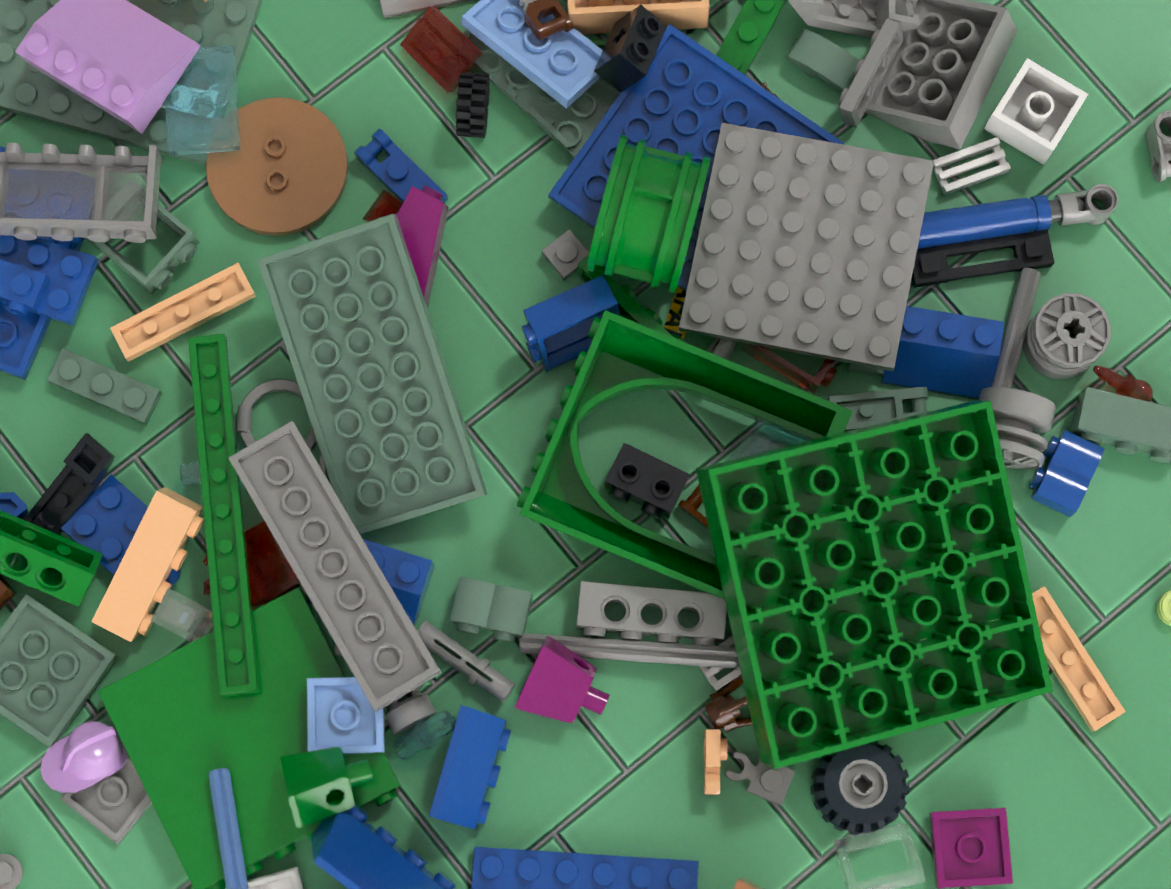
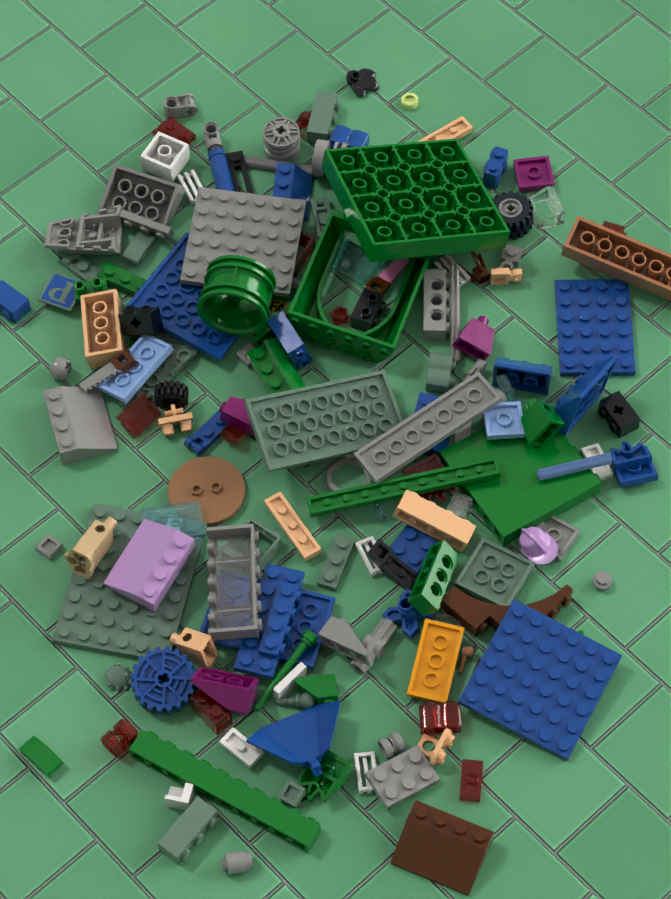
camera: 90 degrees left, 20 degrees down
(119, 433) = (372, 572): none -> white tile
(431, 115) = (167, 423): none -> light nougat hips
(489, 309) = (274, 367): none -> green brick
(635, 422) = (340, 311): none -> clear red plate
(994, 773) = (495, 167): none -> blue brick
(1103, 136) = (176, 130): none -> clear red plate

